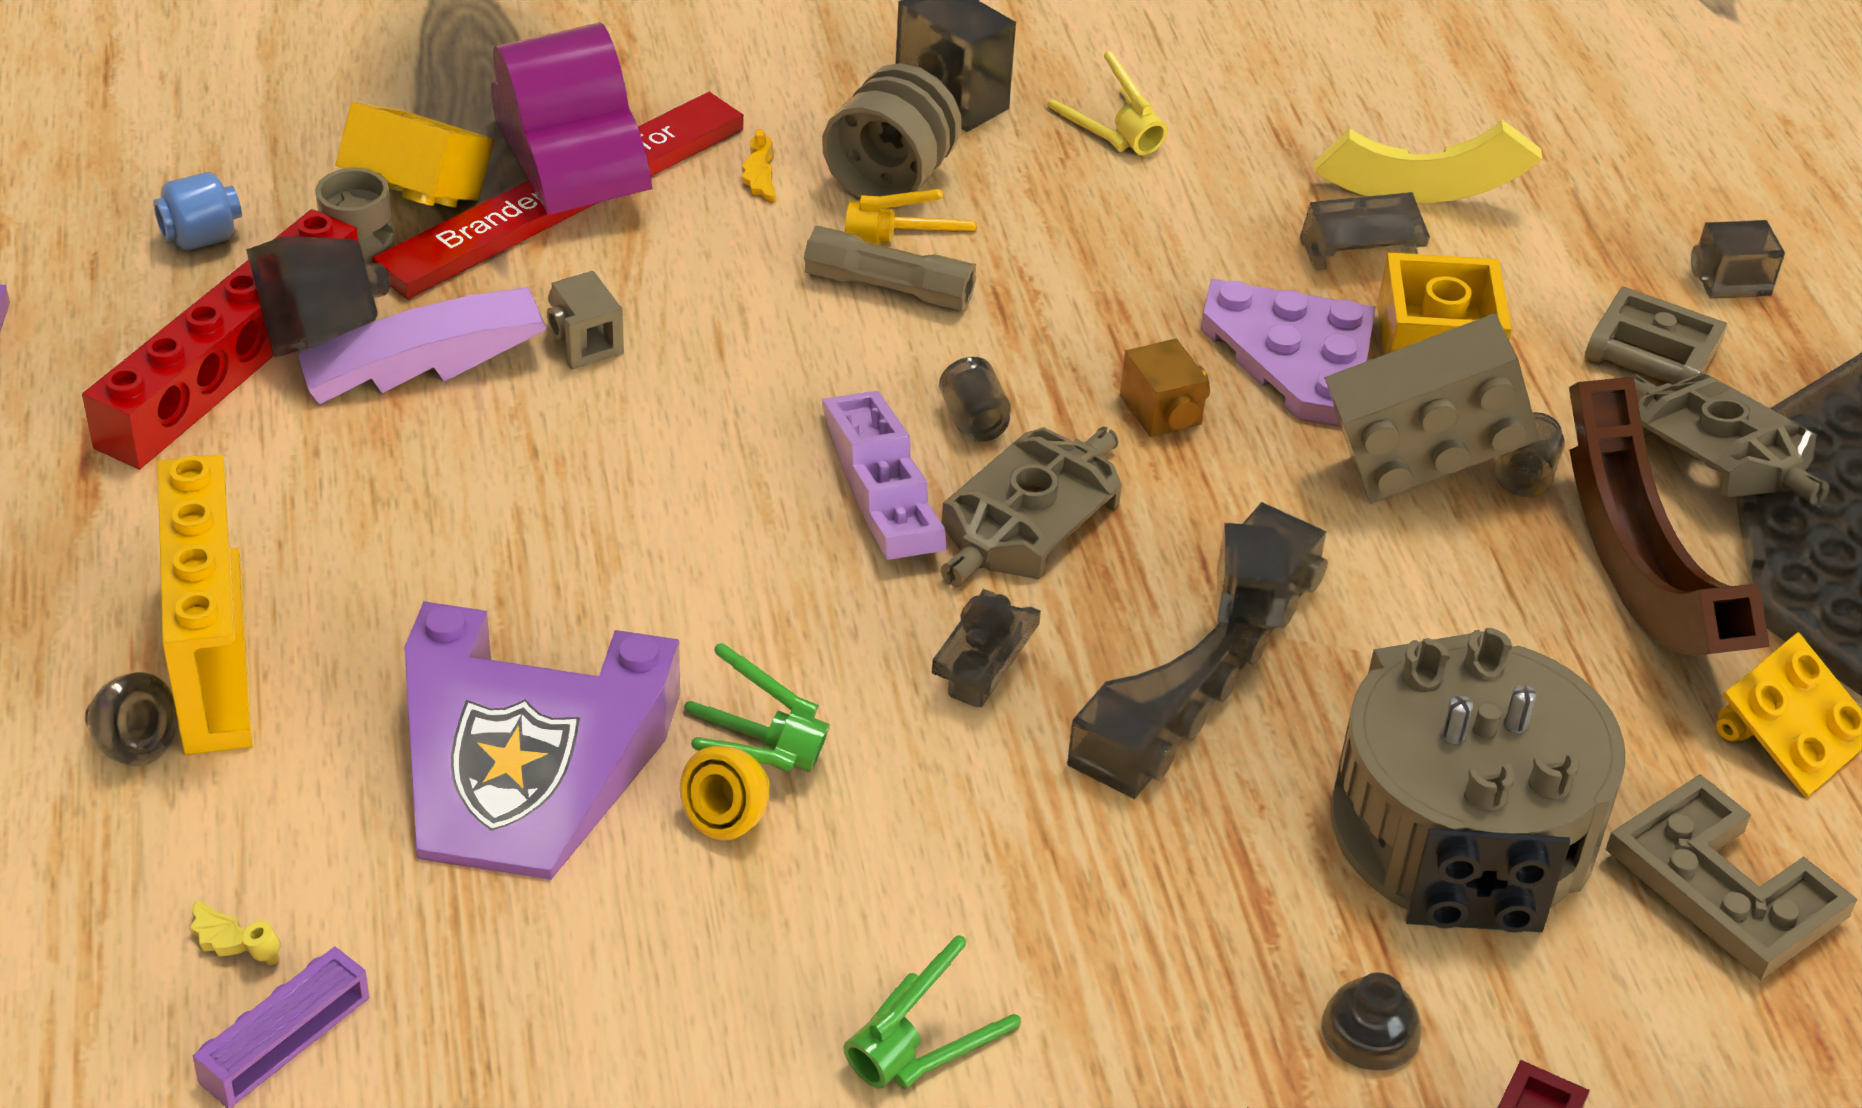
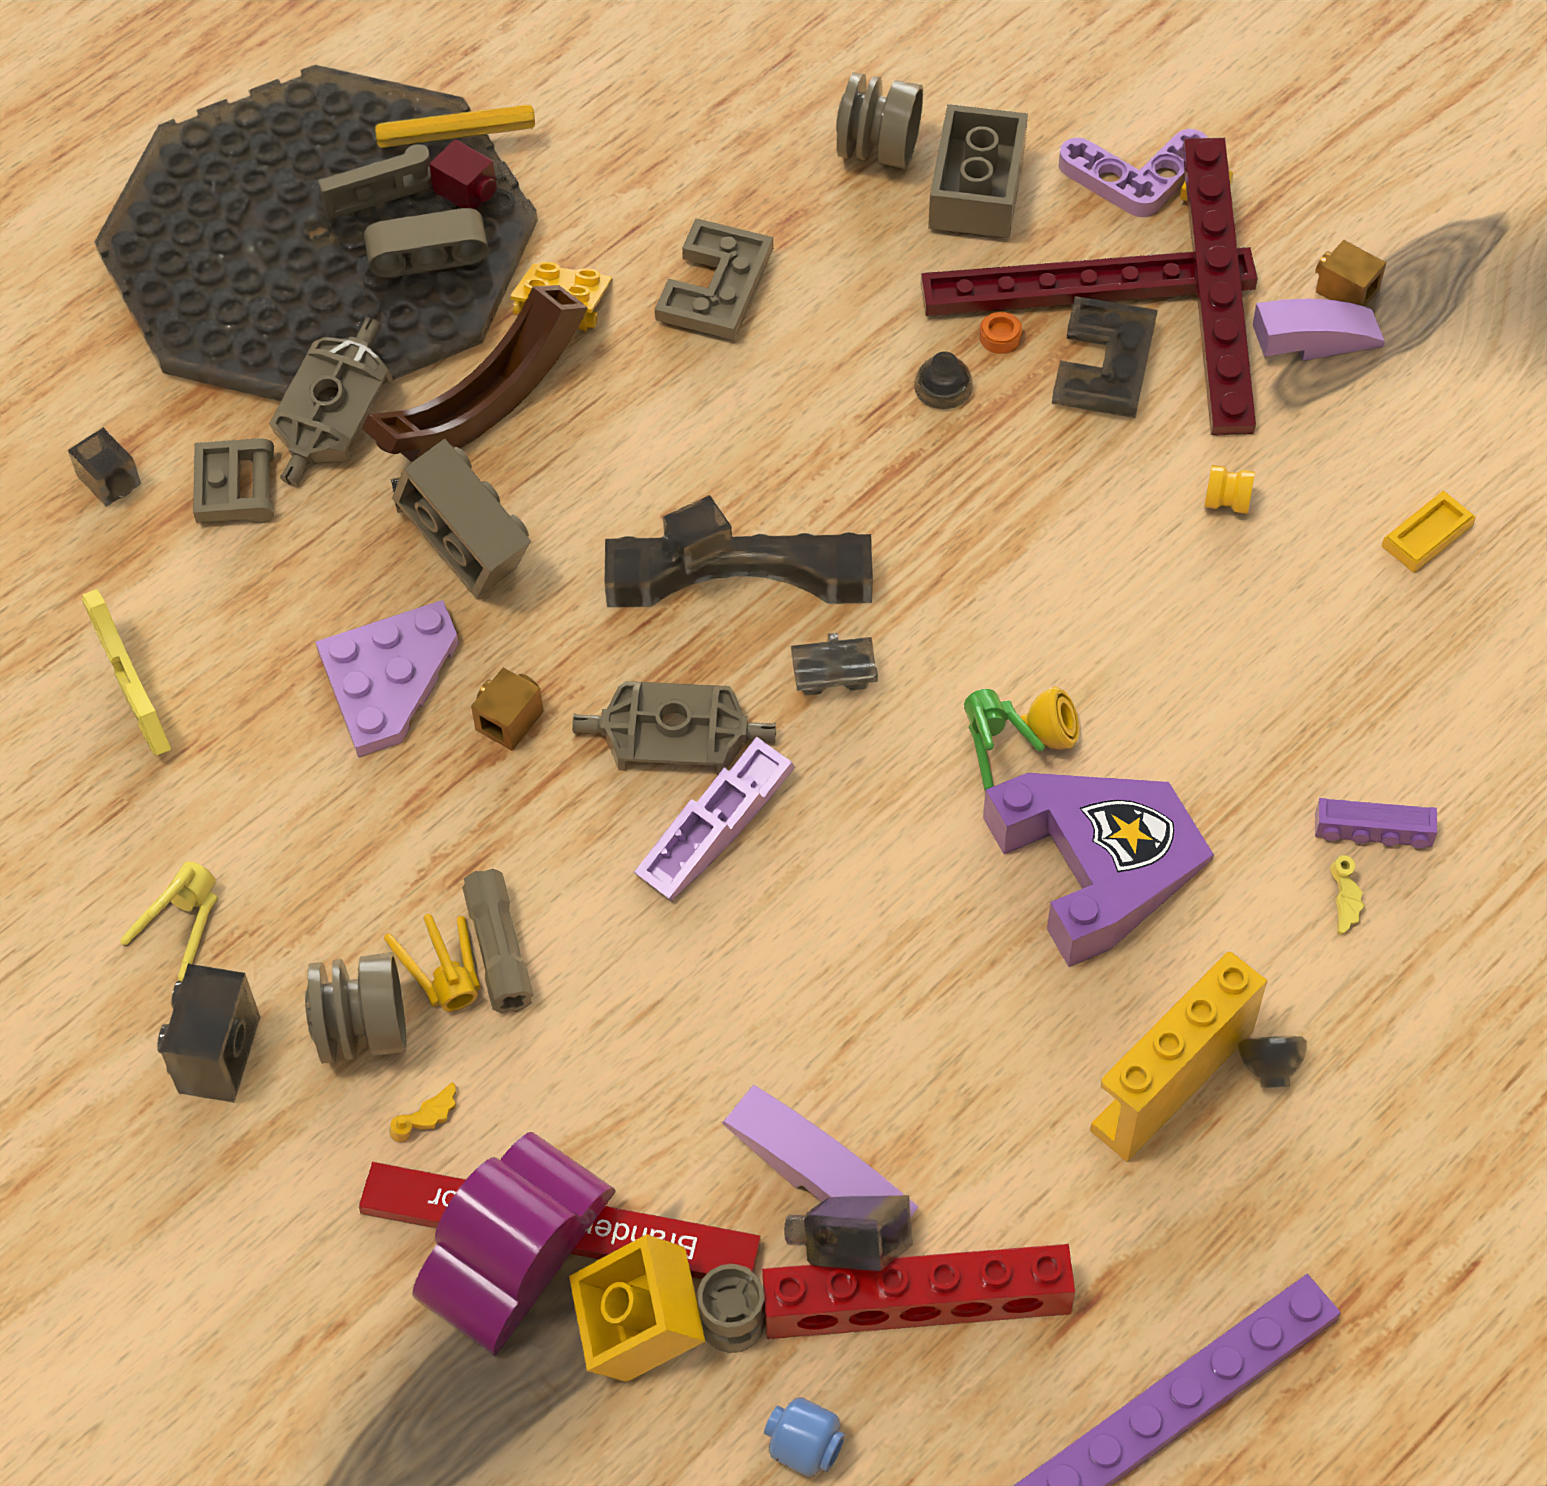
camera: 120 degrees left, 15 degrees up
(585, 319) = (710, 1085): dark tan brick -> none
(888, 1041) = (1145, 555): bright green plant -> none
(975, 398) = (604, 804): clear smoke brick -> none
(1362, 225) = (233, 683): clear smoke hinge -> none
(1436, 294) = (318, 583): yellow brick -> none
(1475, 781) = (761, 385): dark tan piece -> none

